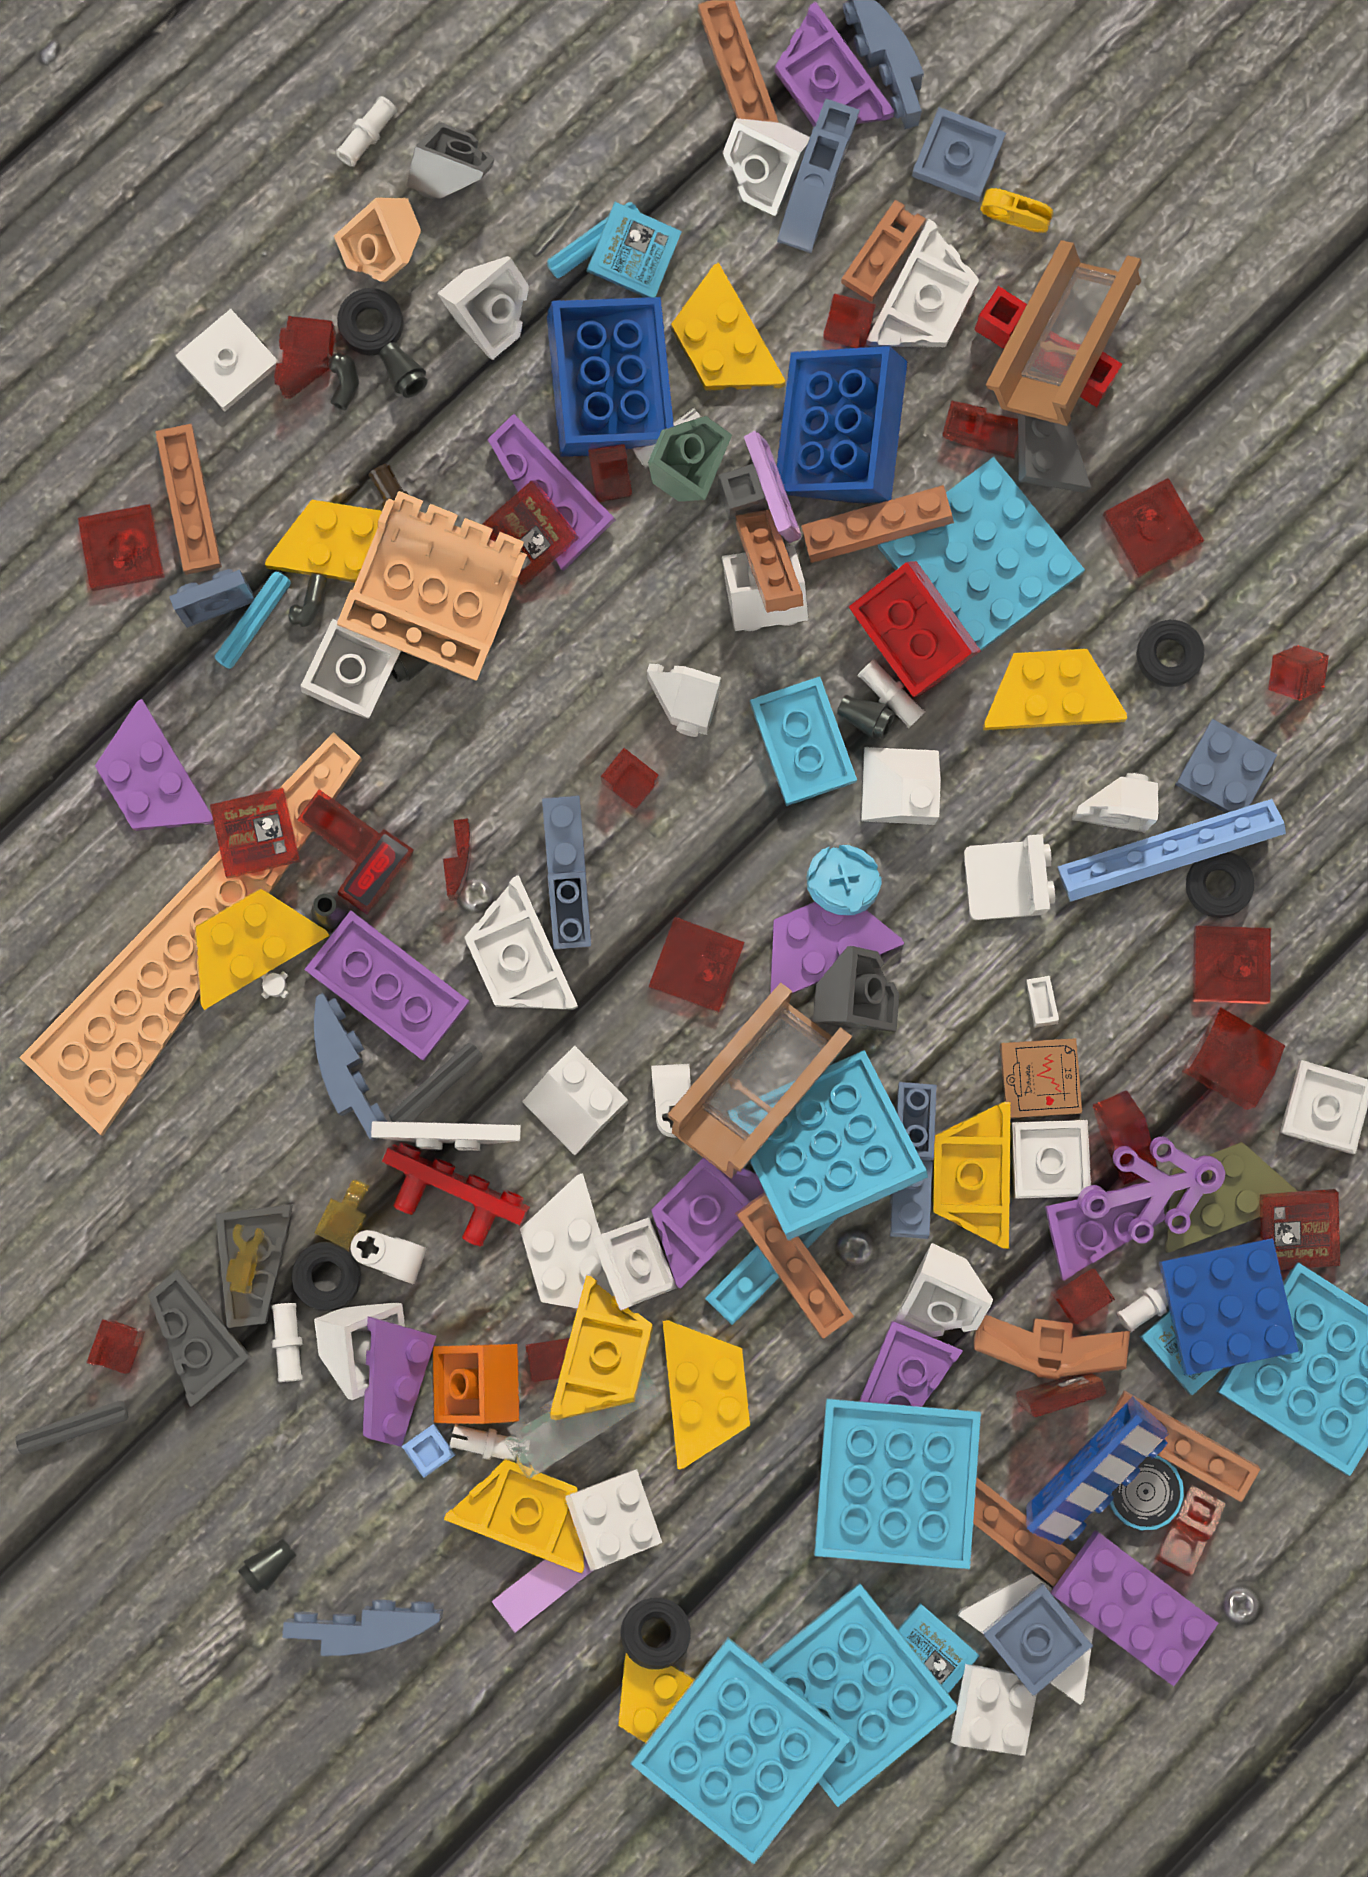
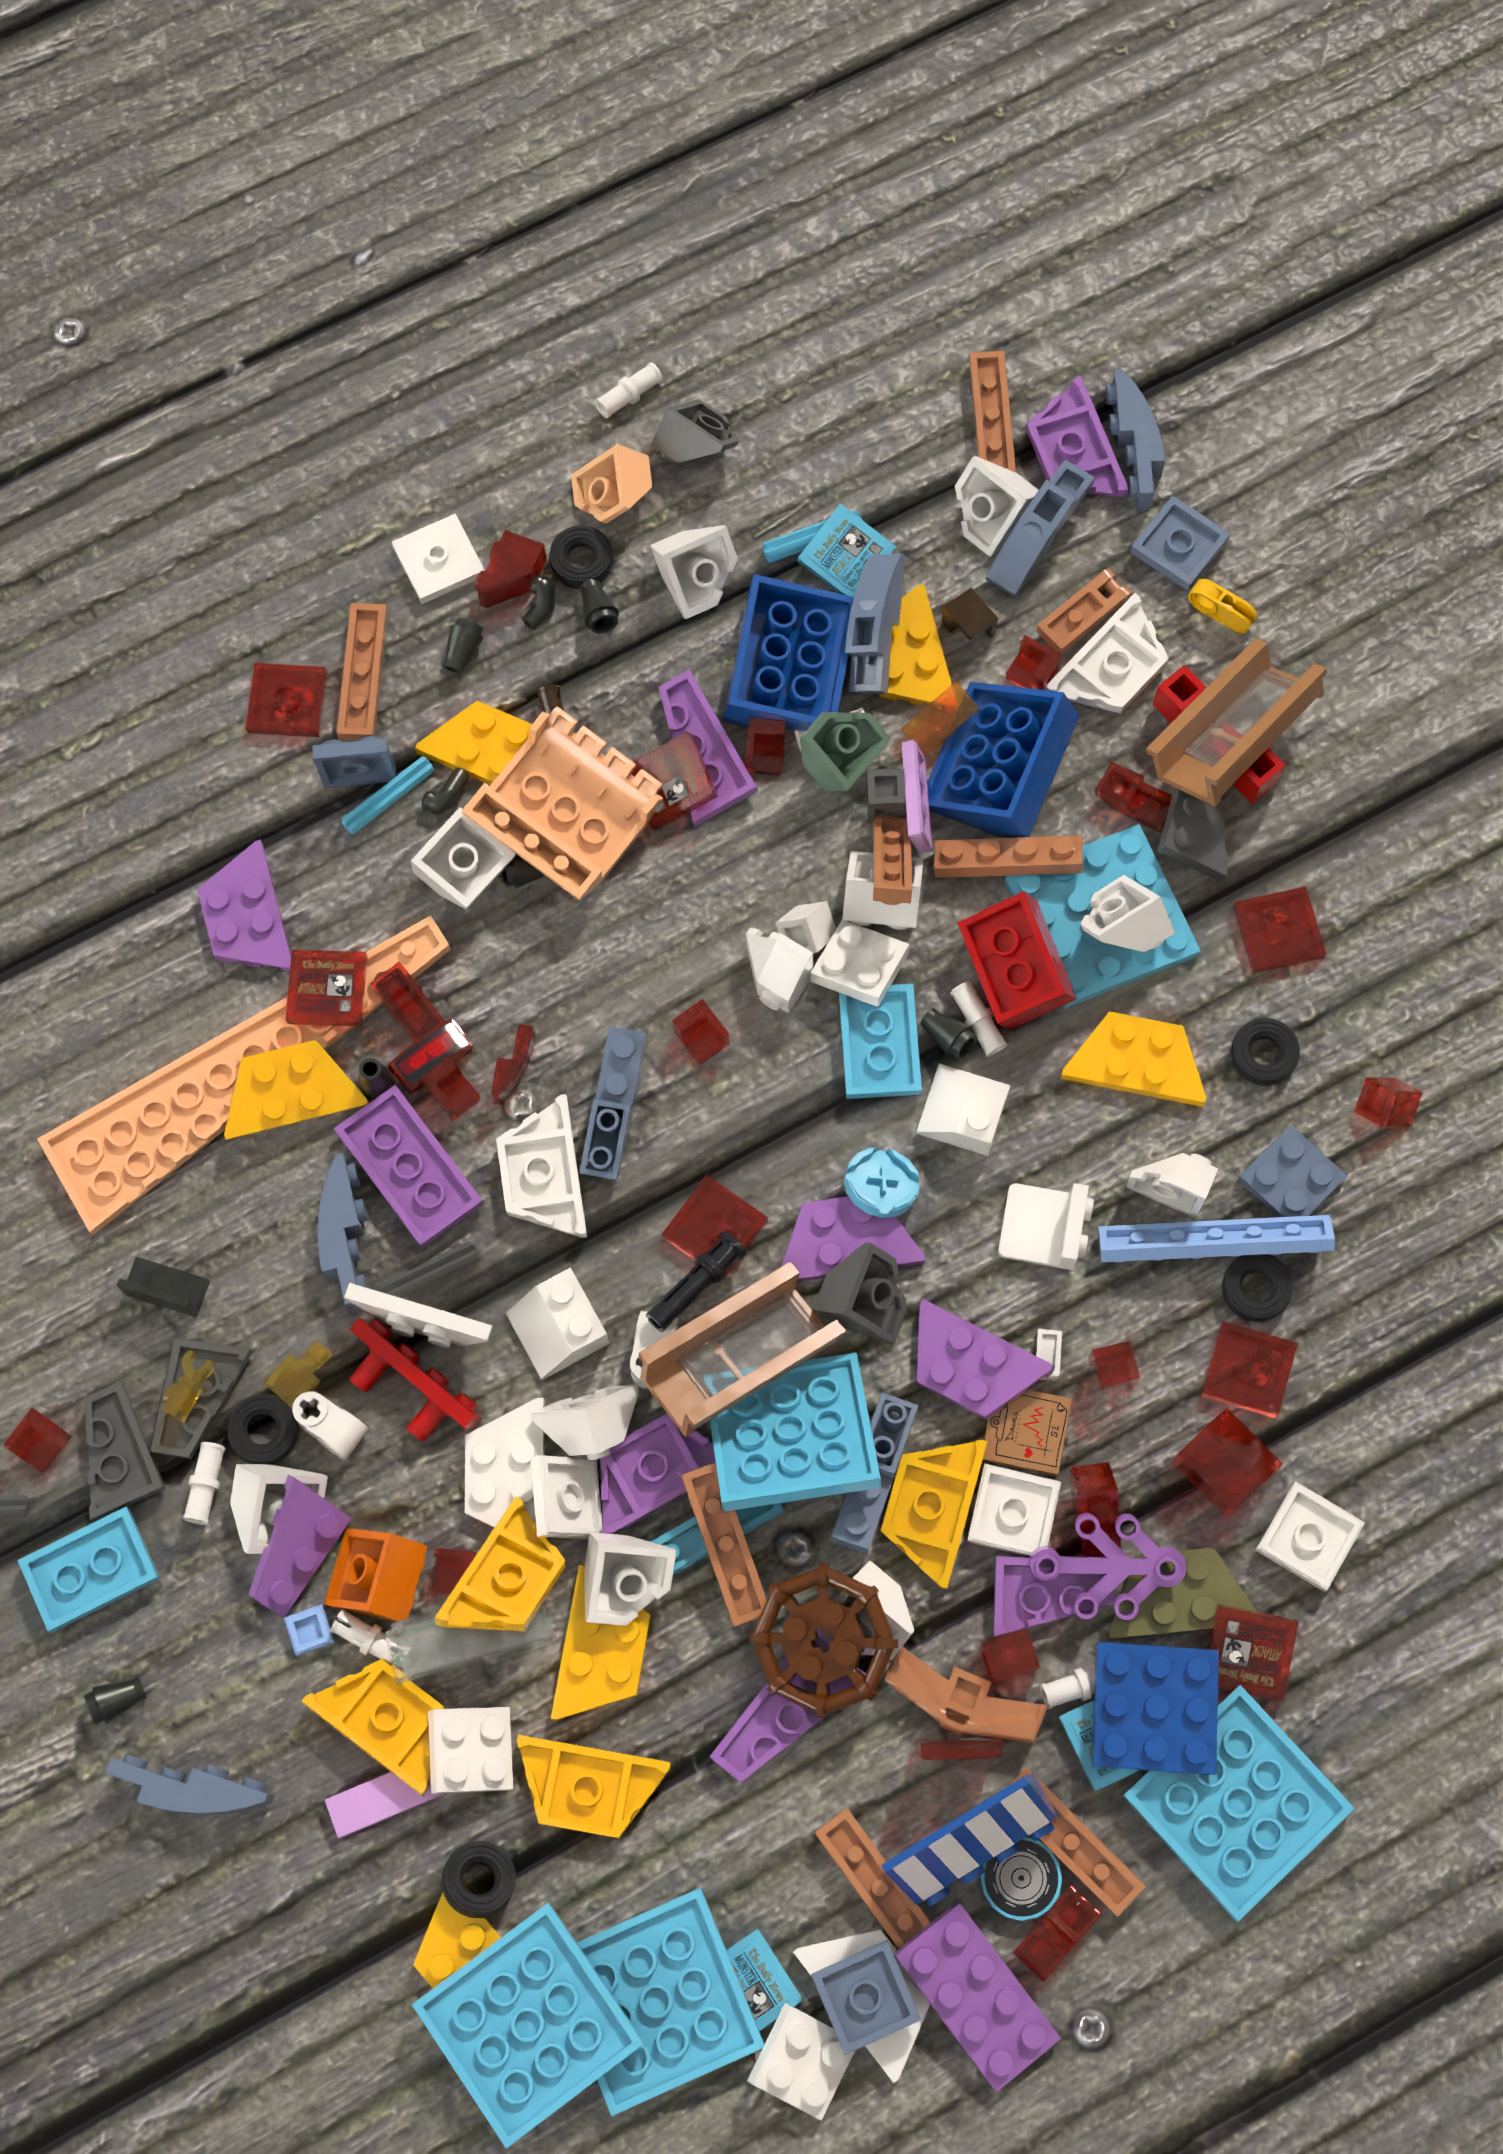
camera: 20 degrees right, 10 degrees down
(189, 1165) = (165, 1286): none -> pearl dark grey panel
(204, 1453) = (88, 1569): none -> medium azure plate
(274, 985) = (301, 1137): white piece -> none
(279, 445) = (462, 644): none -> pearl dark grey cone
(405, 898) = (450, 1088): none -> clear red panel
(634, 1186) = (589, 1422): none -> white slope
(680, 318) = (871, 620): none -> sand blue slope
(702, 646) = (808, 925): none -> white panel
(704, 1011) = (707, 1270): none -> black pin
(709, 1322) = (624, 1576): none -> white slope
(729, 1520) = (587, 1786): none -> yellow wing
(763, 669) = (859, 963): none -> white plate
(773, 285) = (969, 615): none -> dark brown panel
(773, 399) = (940, 718): none -> clear orange plate
(897, 1483) = (766, 1793): medium azure plate -> none
(909, 1353) = (844, 1651): none -> reddish brown plate
(975, 1031) = (972, 1364): none -> medium lavender wing
(1009, 557) = (1128, 916): none -> white slope
(1109, 998) = (1115, 1365): none -> clear red panel

